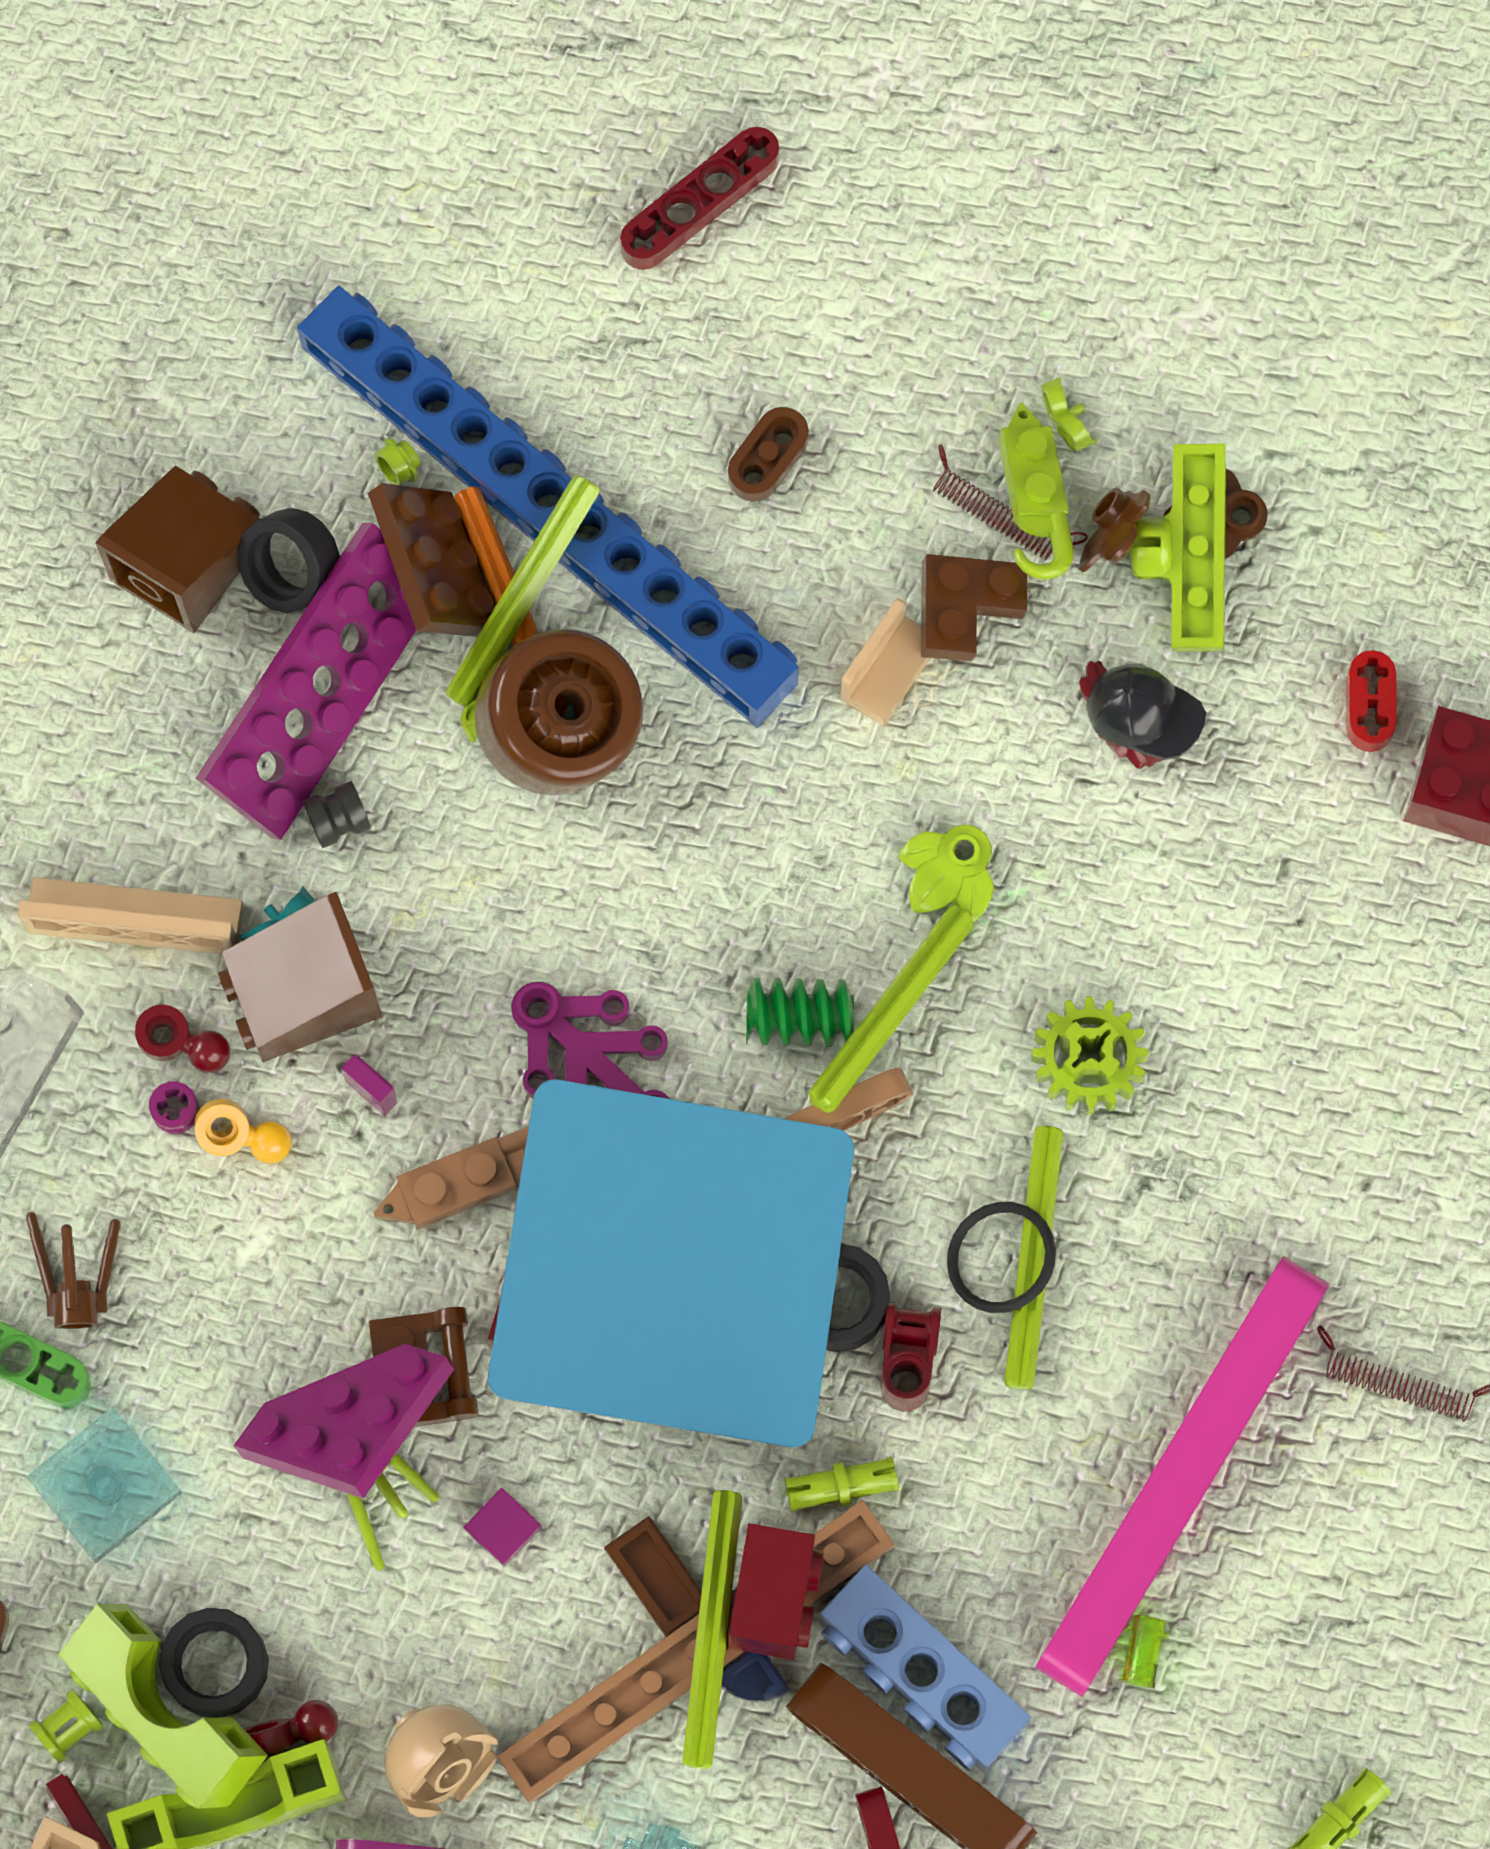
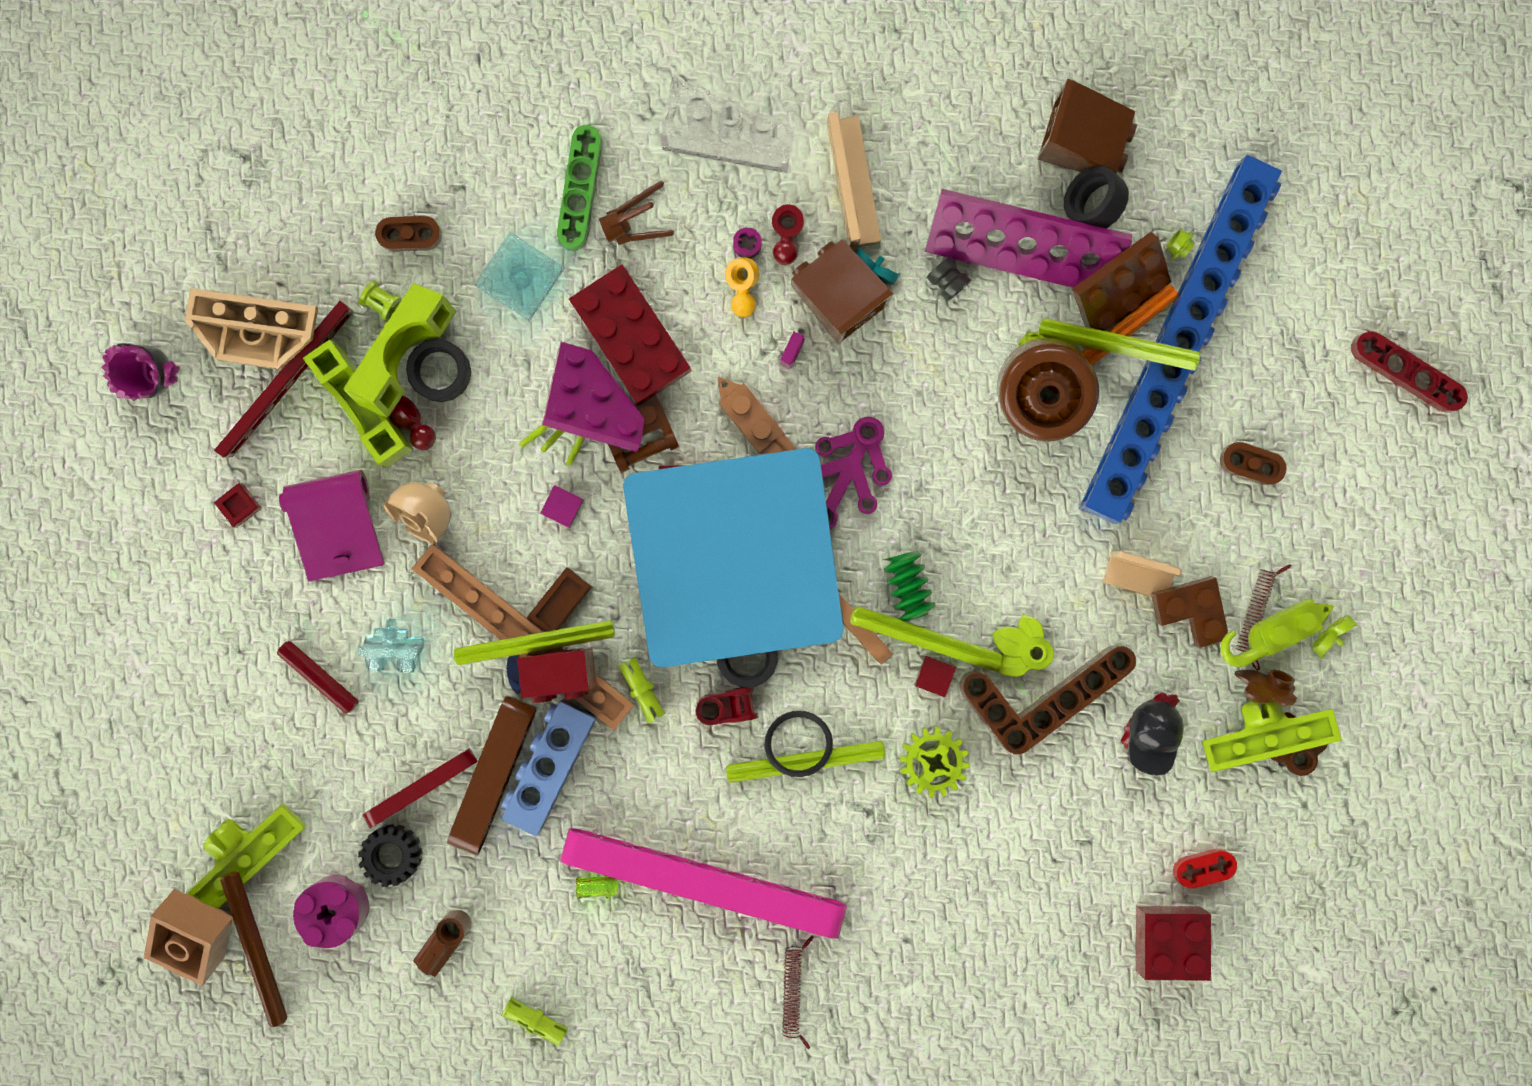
camera: 70 degrees right, 15 degrees up
(259, 1333) = (630, 334): none -> dark red plate
(955, 1017) = (935, 676): none -> dark red tile
(1048, 855) = (1049, 702): none -> reddish brown beam

